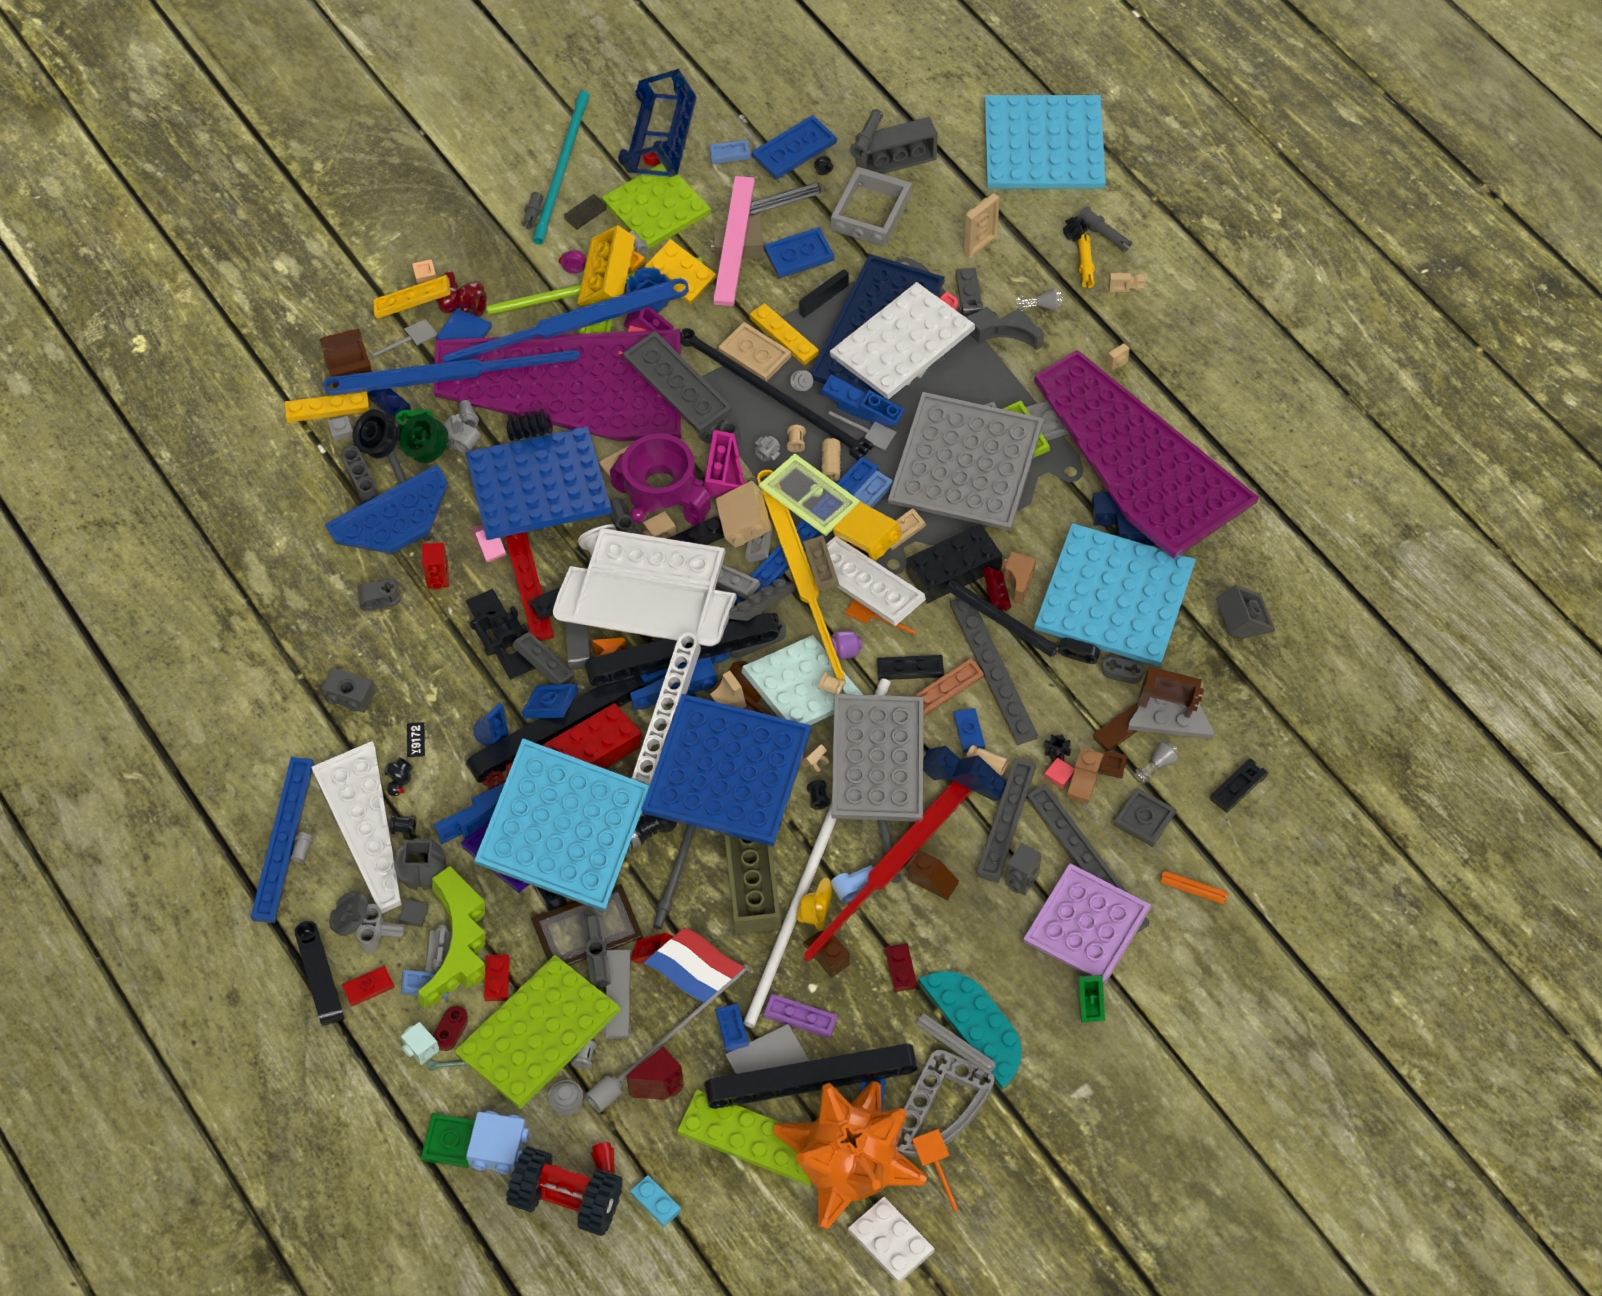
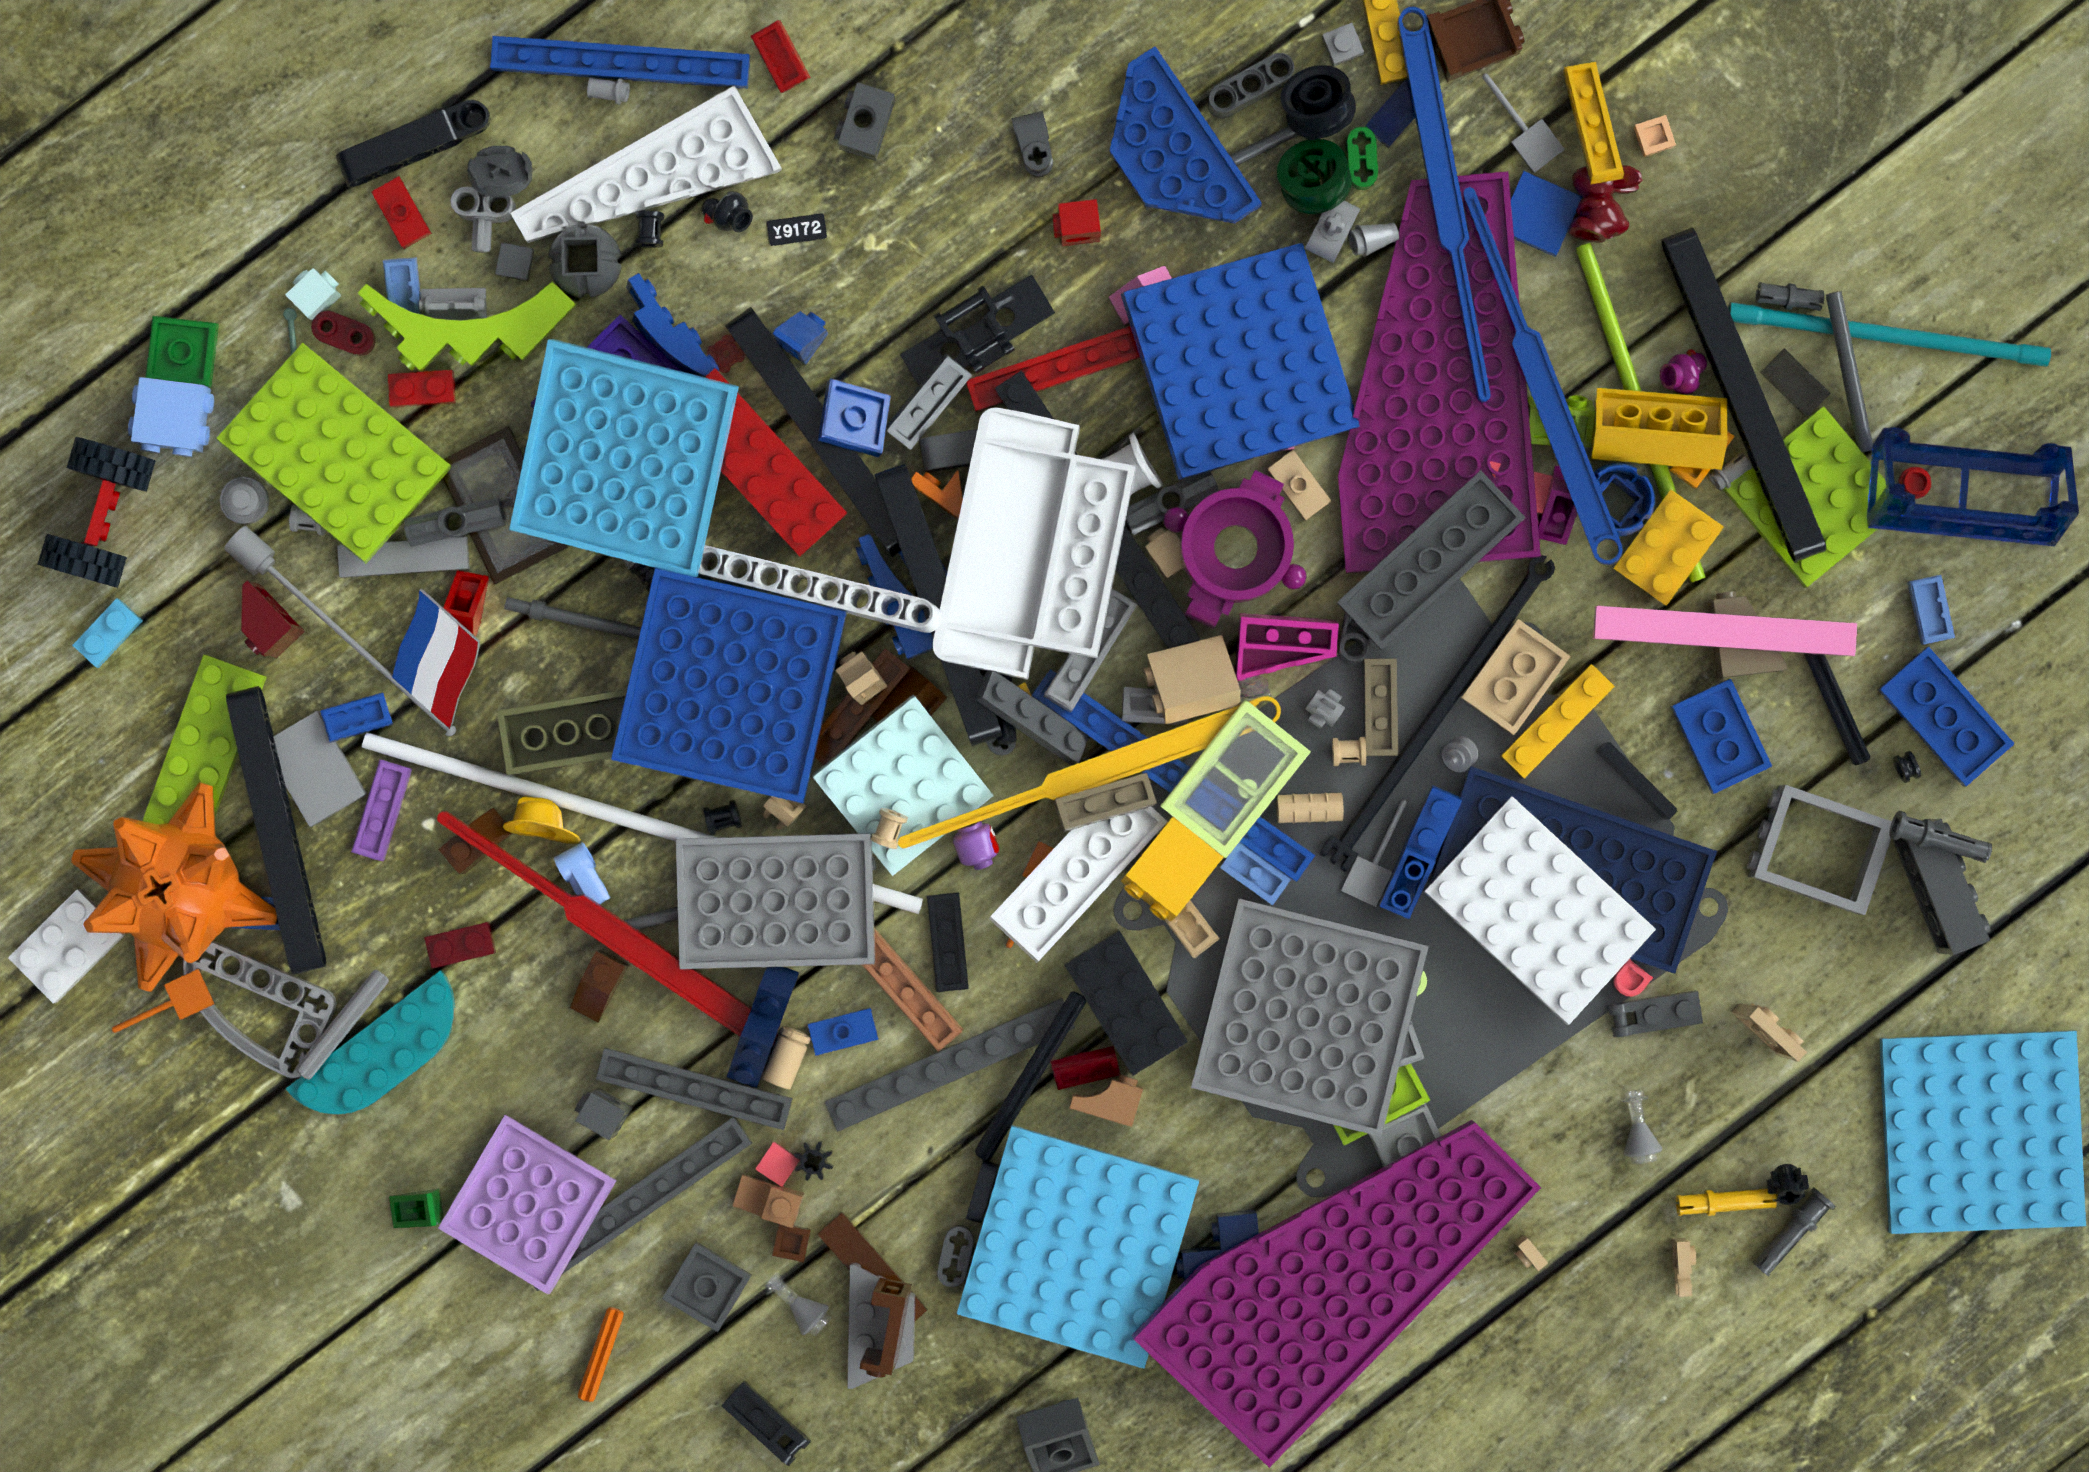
camera: 90 degrees right, 30 degrees up
(295, 740) = (780, 56): none -> red plate
(529, 425) = (1348, 336): black piece -> none
(579, 232) = (1743, 395): none -> black beam
(580, 181) = (1849, 371): none -> dark grey piece
(603, 1157) = (160, 559): red cone -> none
(766, 422) = (1380, 707): none -> dark tan plate
(1014, 325) = (1586, 1093): dark grey arch -> none

